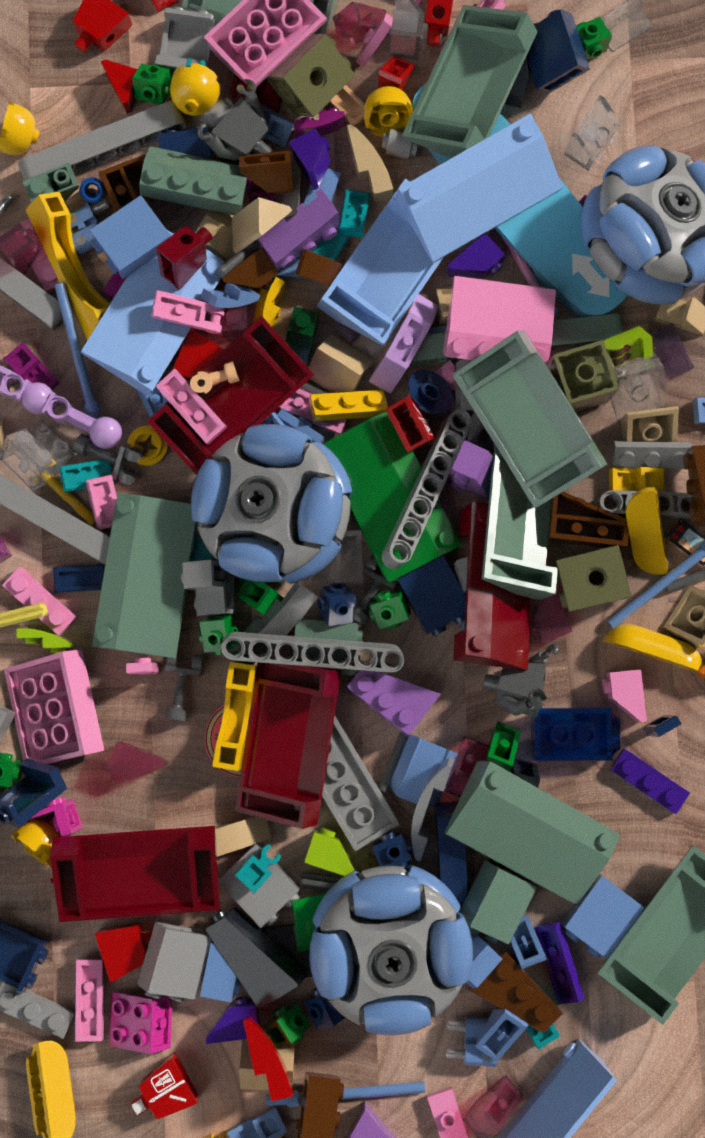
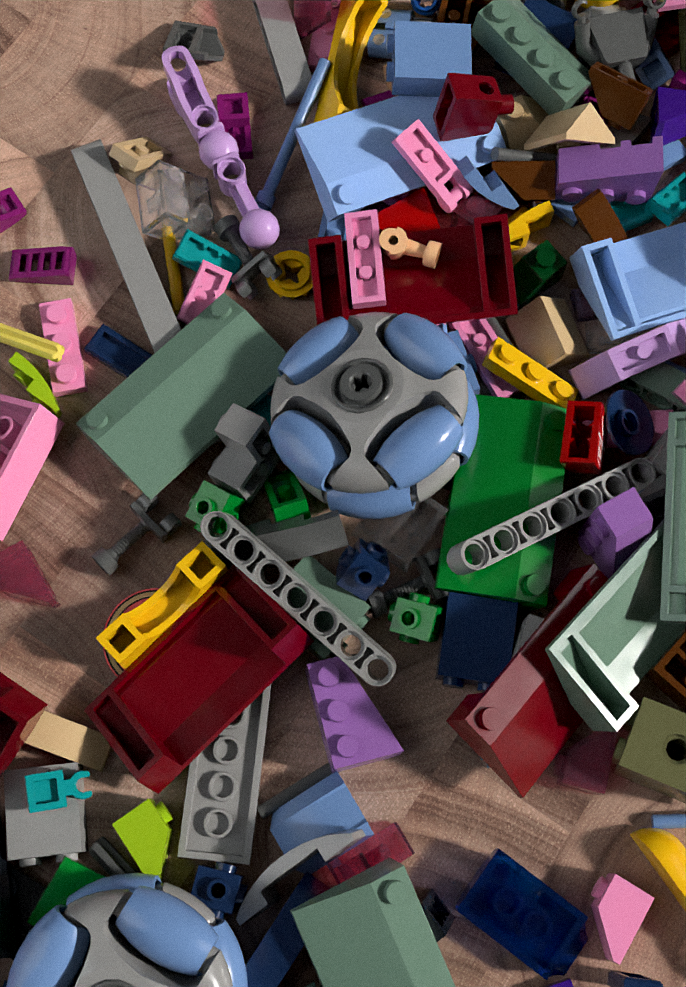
camera: 35 degrees right, 10 degrees down
(142, 666) = (109, 484): bright pink plate -> none
(503, 745) = (432, 865): green slope -> none
(519, 689) = (498, 815): dark grey torso -> none

